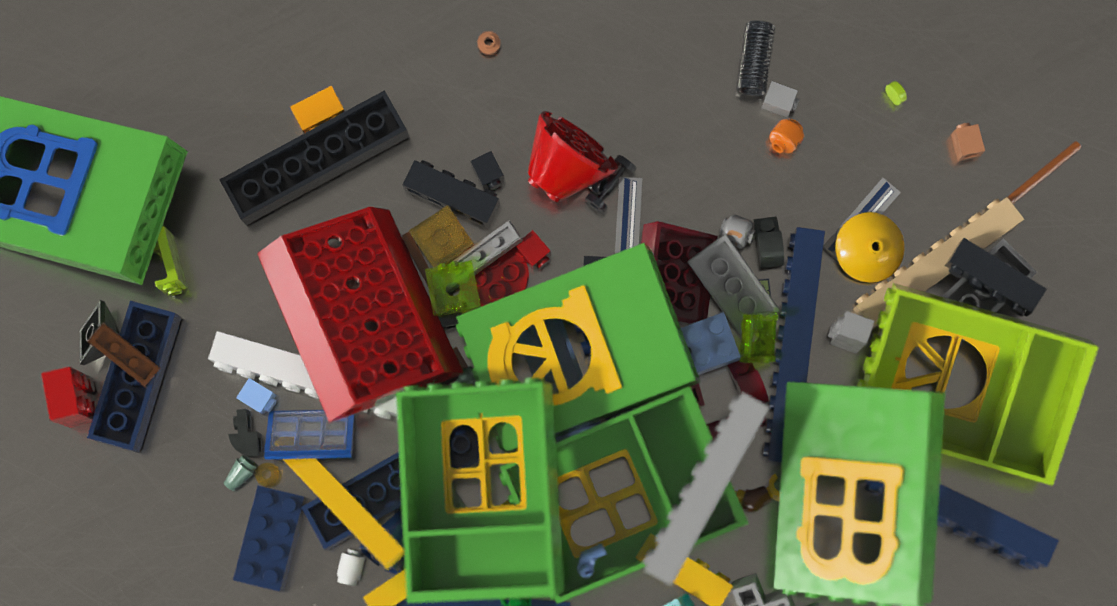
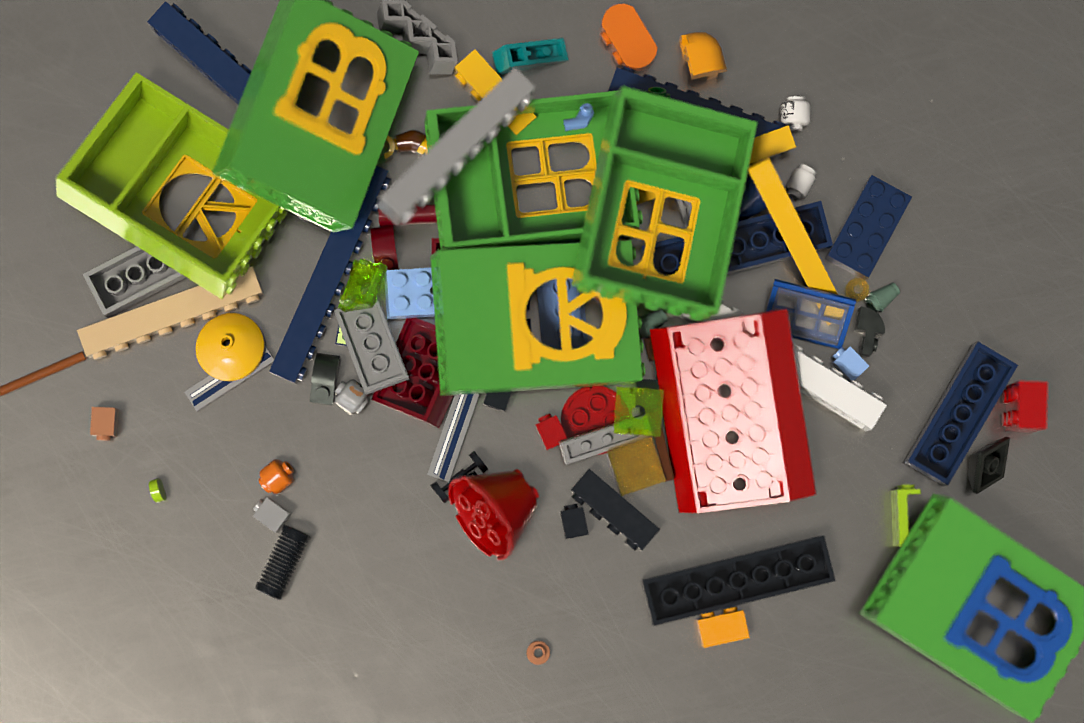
camera: 175 degrees left, 5 degrees up
(123, 354) = (965, 430): reddish brown tile -> none
(850, 332) = (276, 265): light grey brick -> none
(995, 277) = (124, 277): black brick -> none

